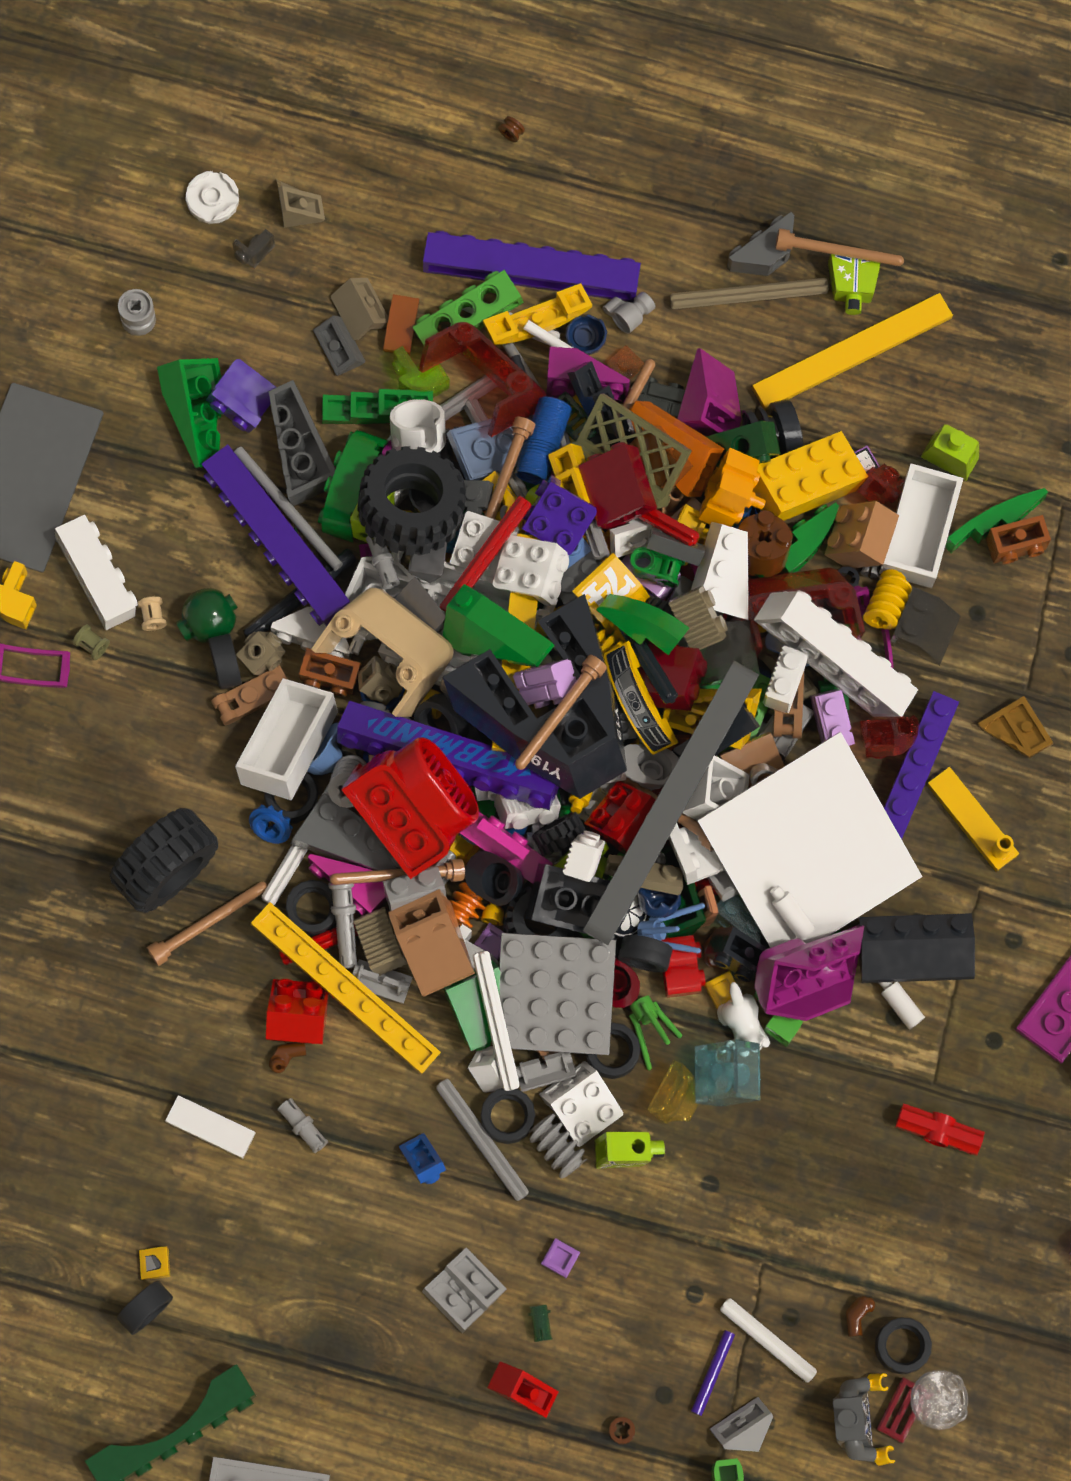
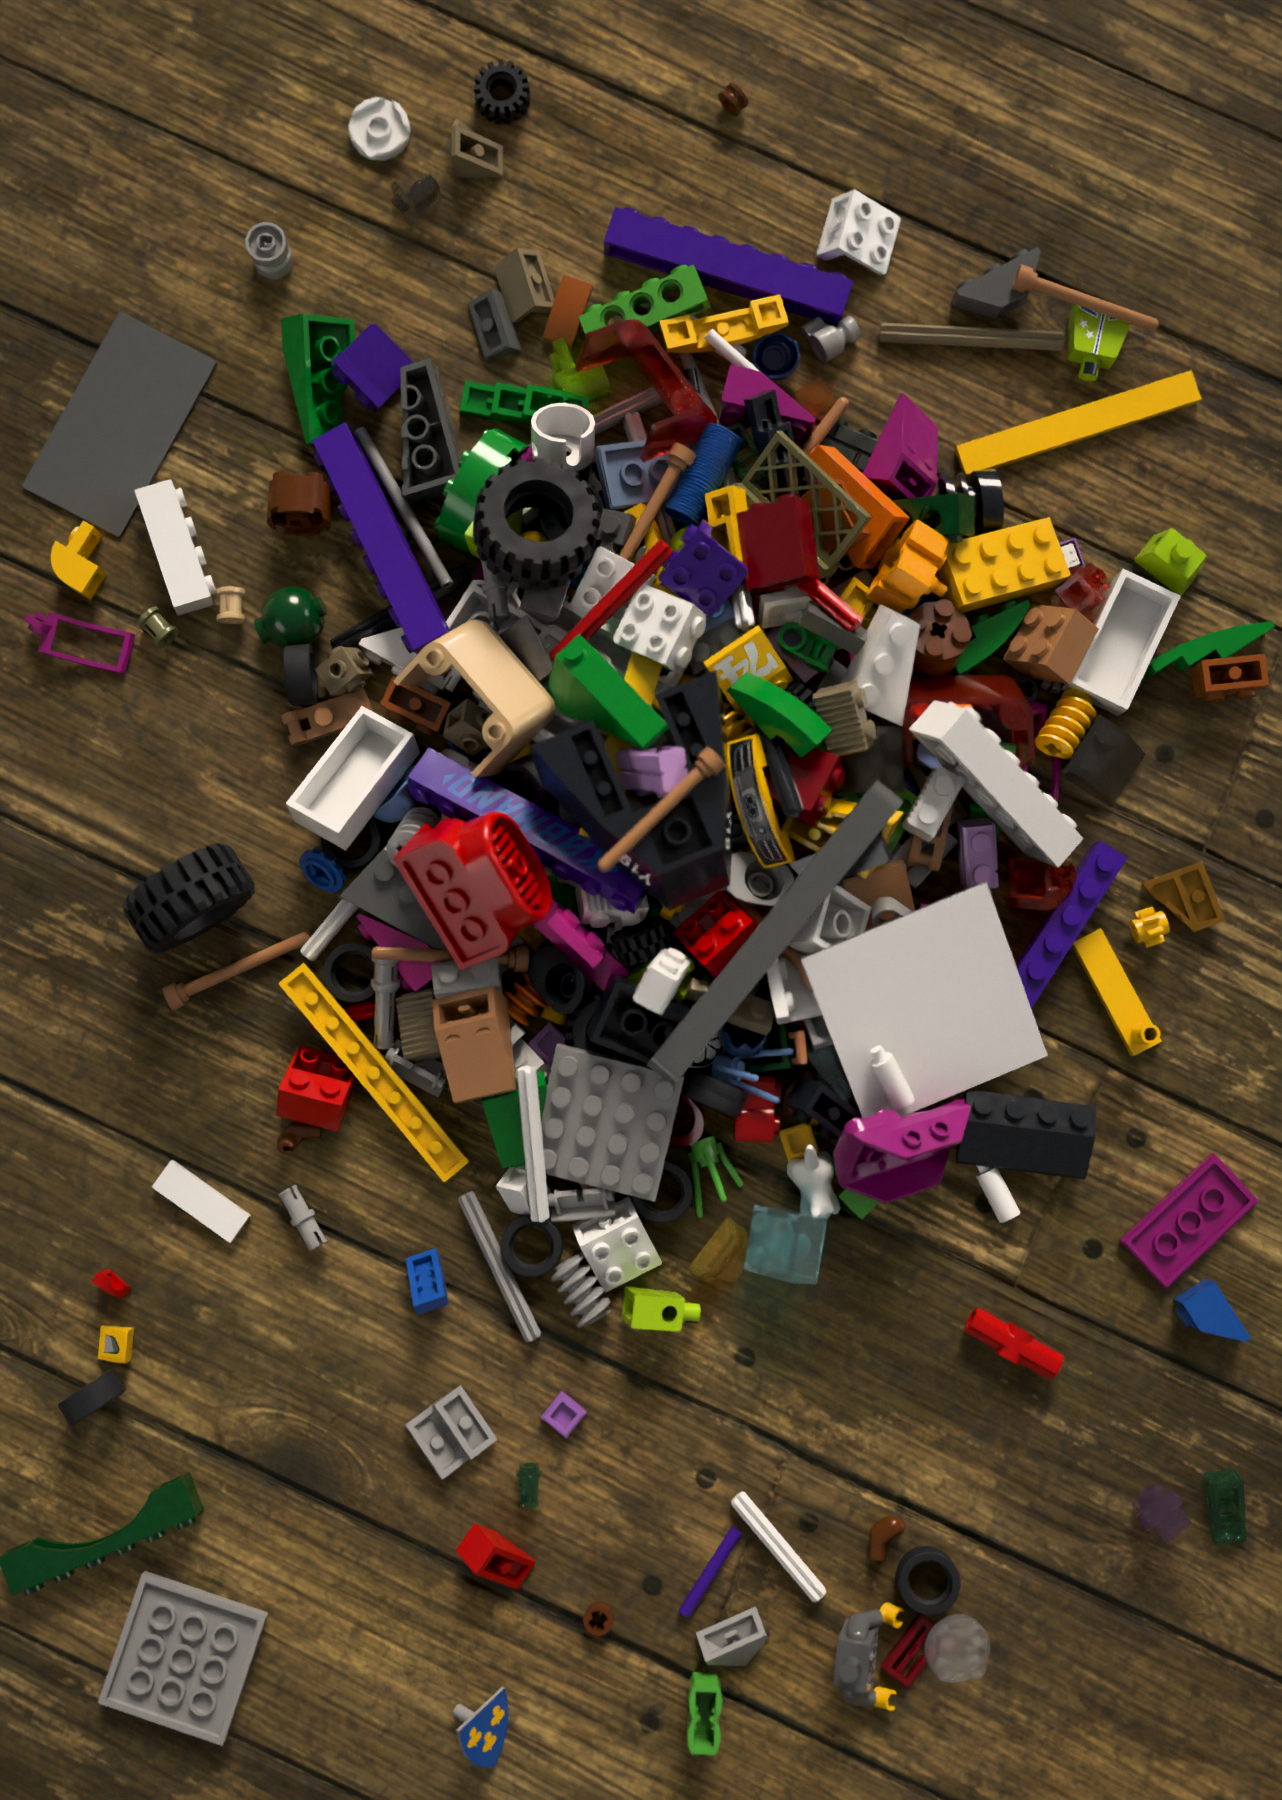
camera: 15 degrees right, 10 degrees up
(143, 1210) = (111, 1283): none -> red tile
(199, 518) = (299, 503): none -> reddish brown brick
(307, 138) = (502, 75): none -> black tyre
(639, 221) = (859, 231): none -> white bracket
(990, 758) = (1149, 927): none -> yellow gear

